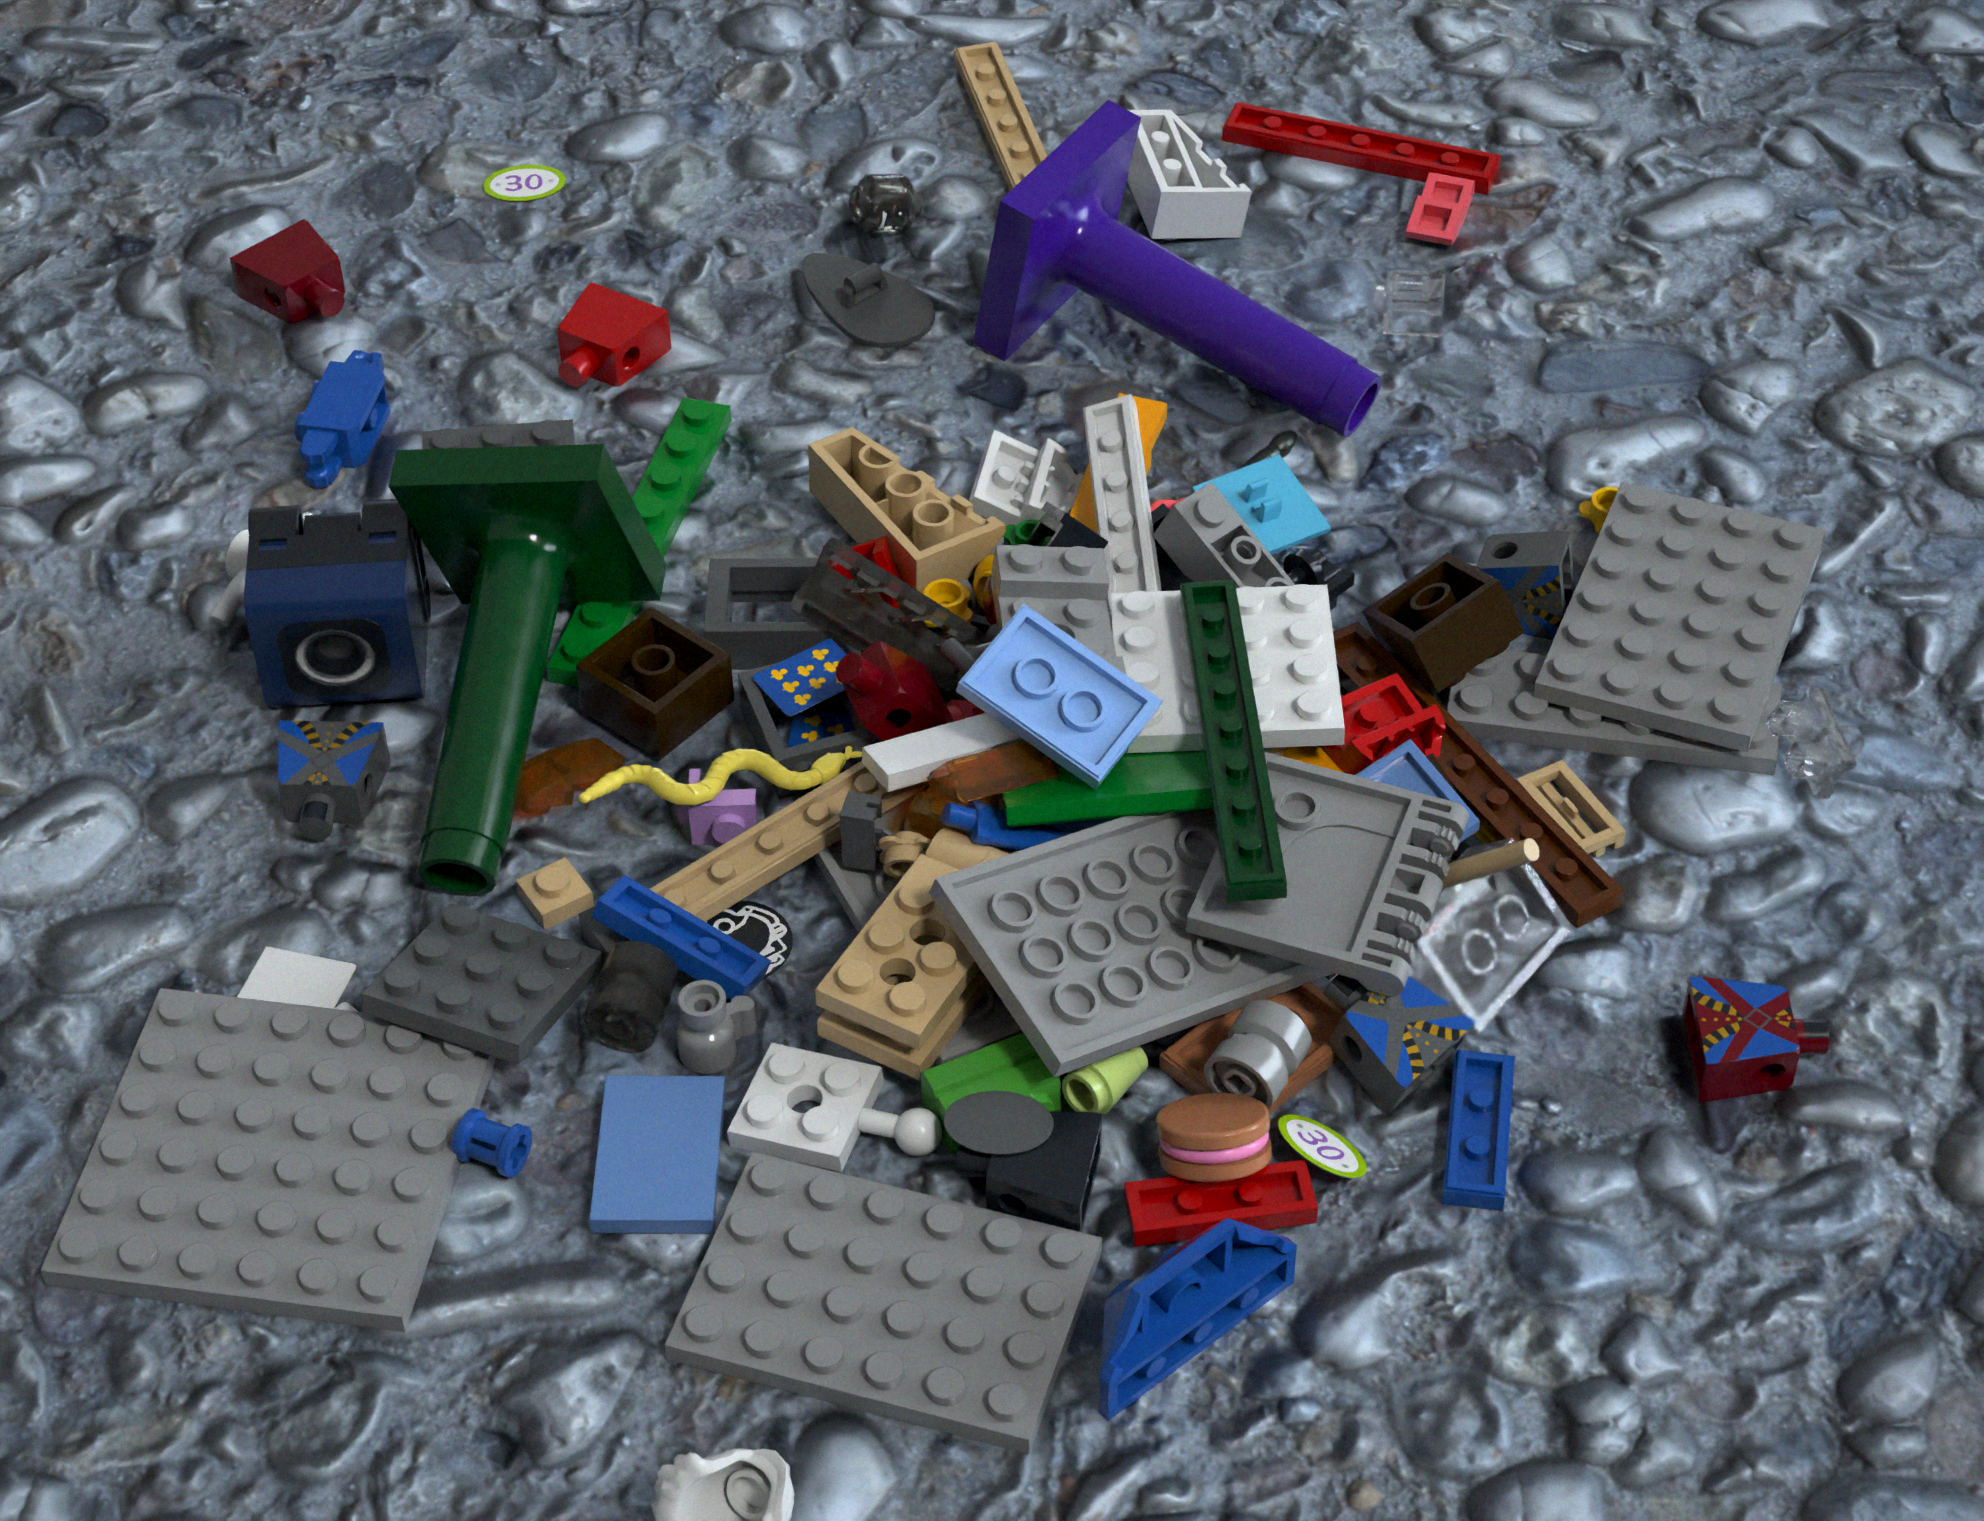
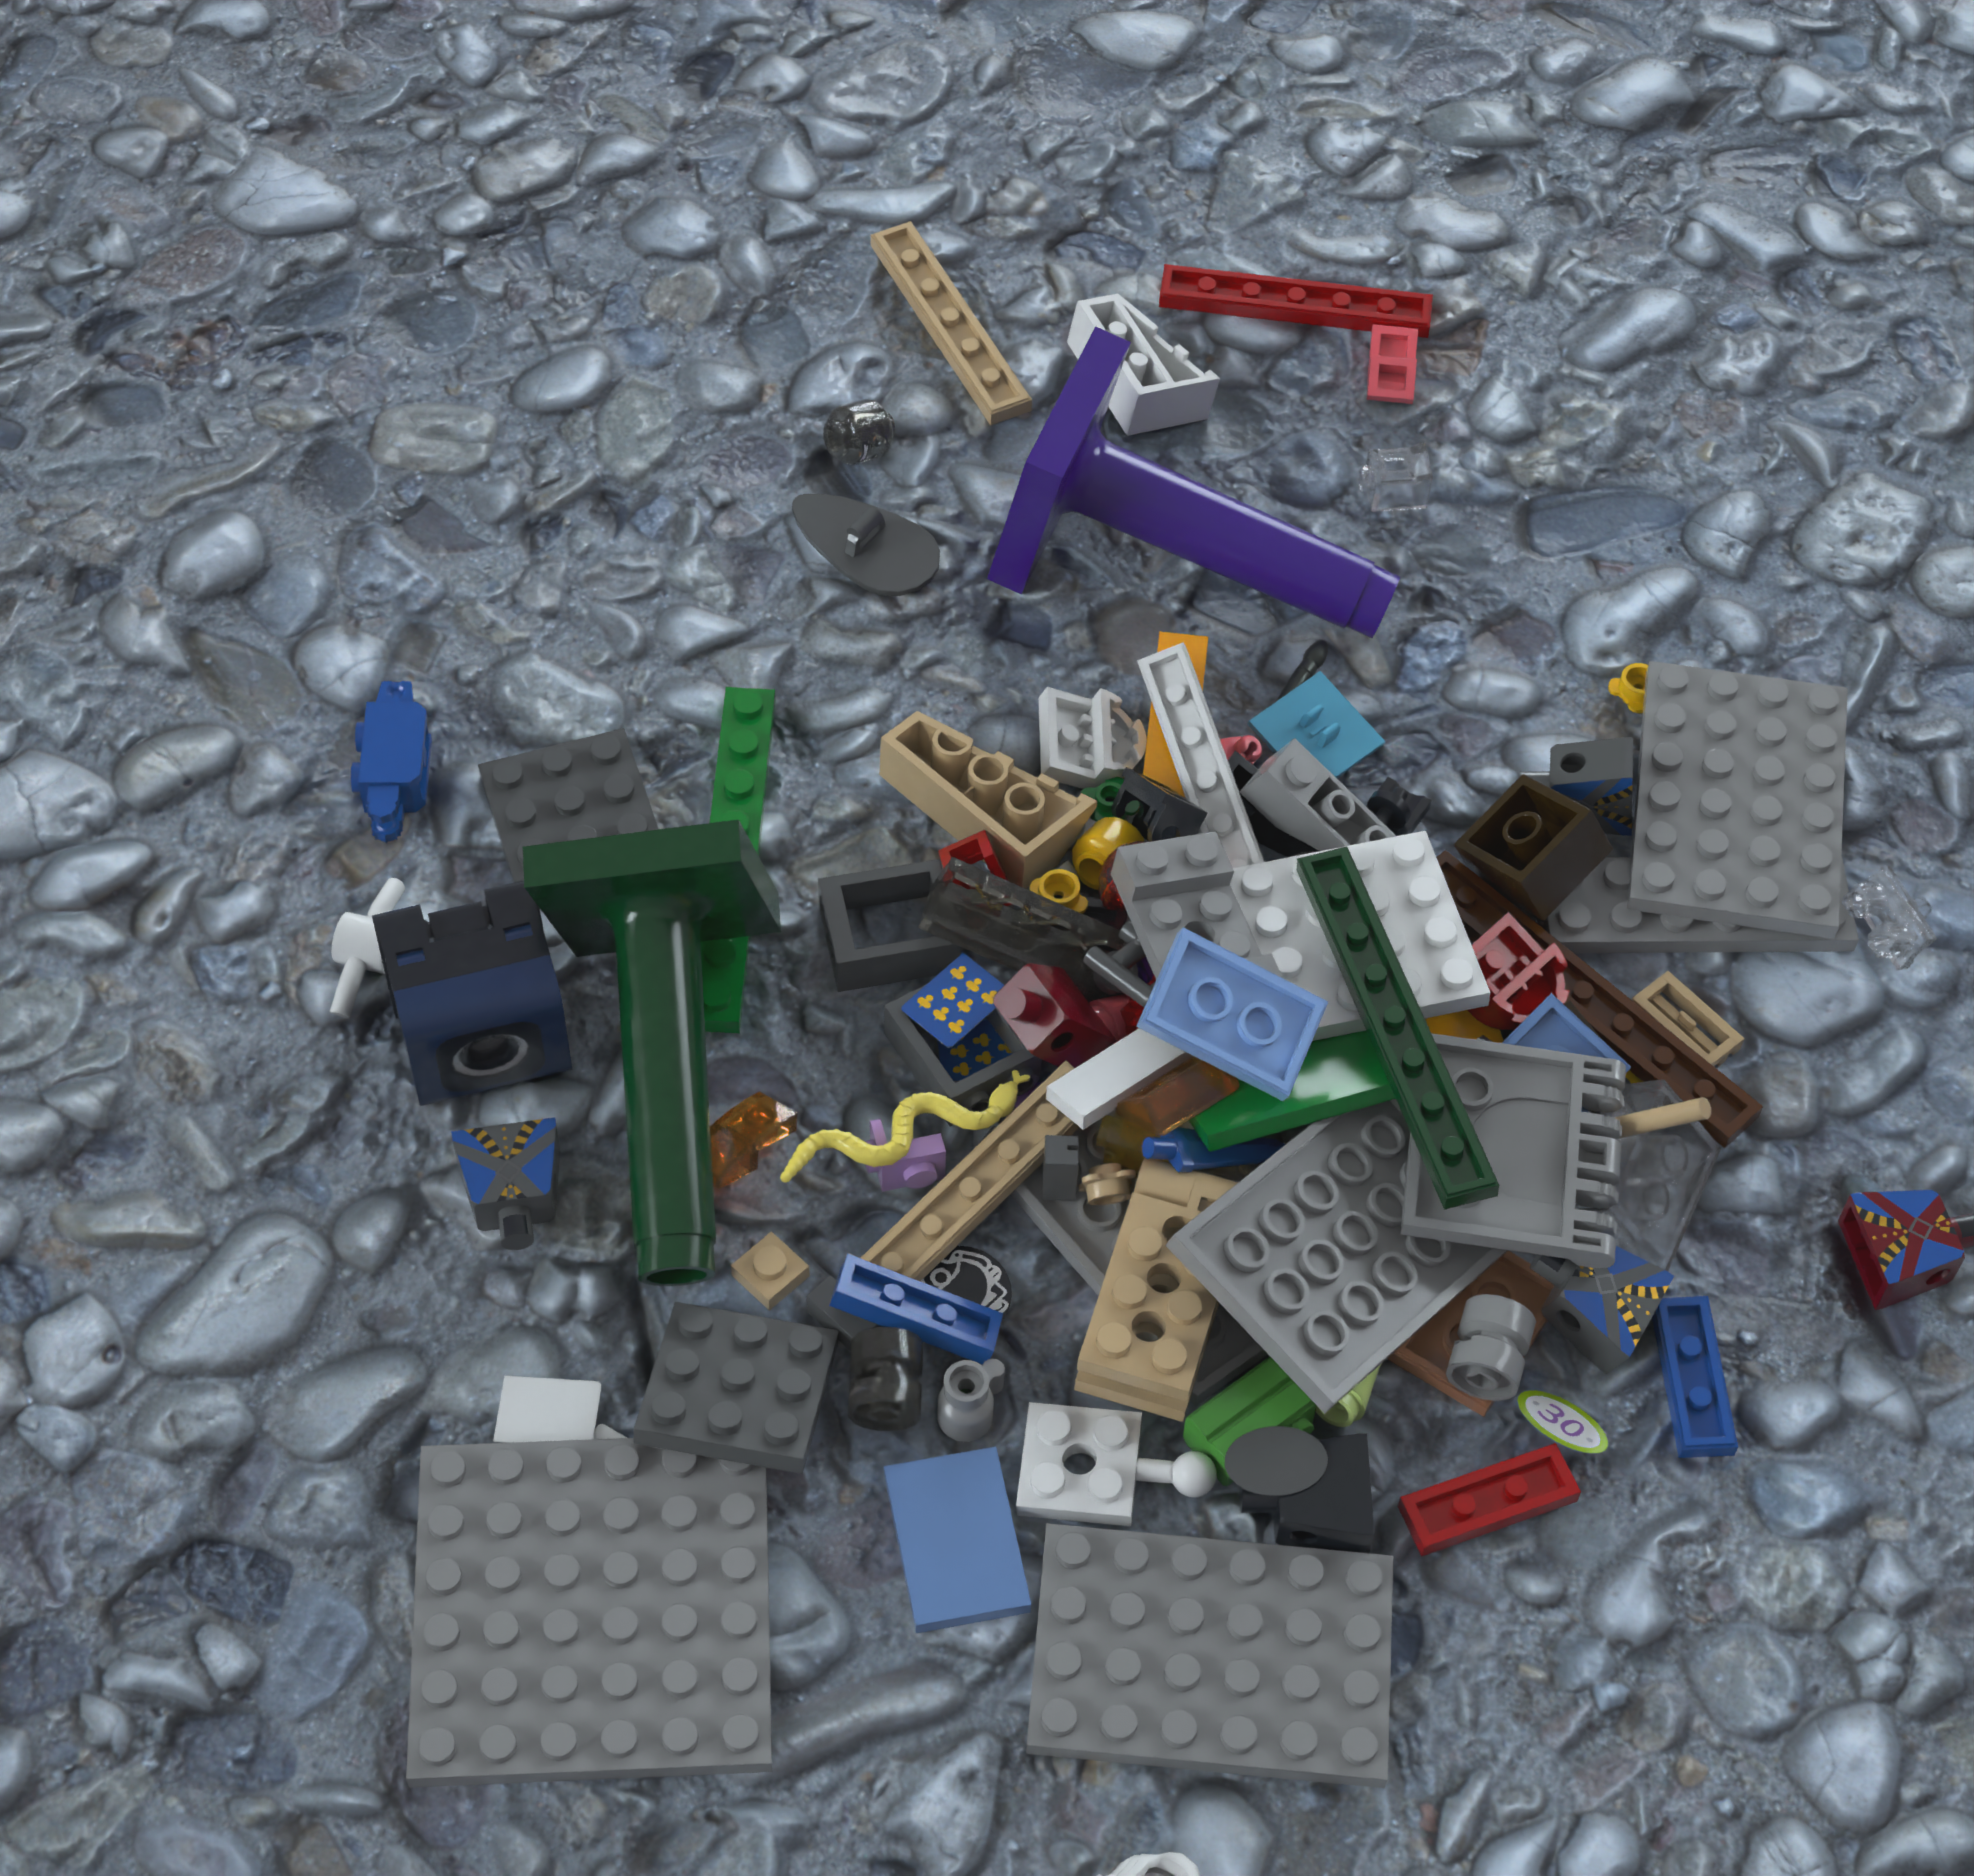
camera: 15 degrees left, 10 degrees up
(291, 274) = (286, 597): dark red torso -> none
(492, 1142) = (798, 1559): blue bush -> none
(524, 183) = (483, 448): sticker -> none
(610, 337) = (633, 627): red torso -> none
(655, 682) = (804, 1026): dark brown brick -> none
(1187, 1305) = (1484, 1619): blue wedge -> none
(1214, 1137) = (1470, 1436): nougat head -> none

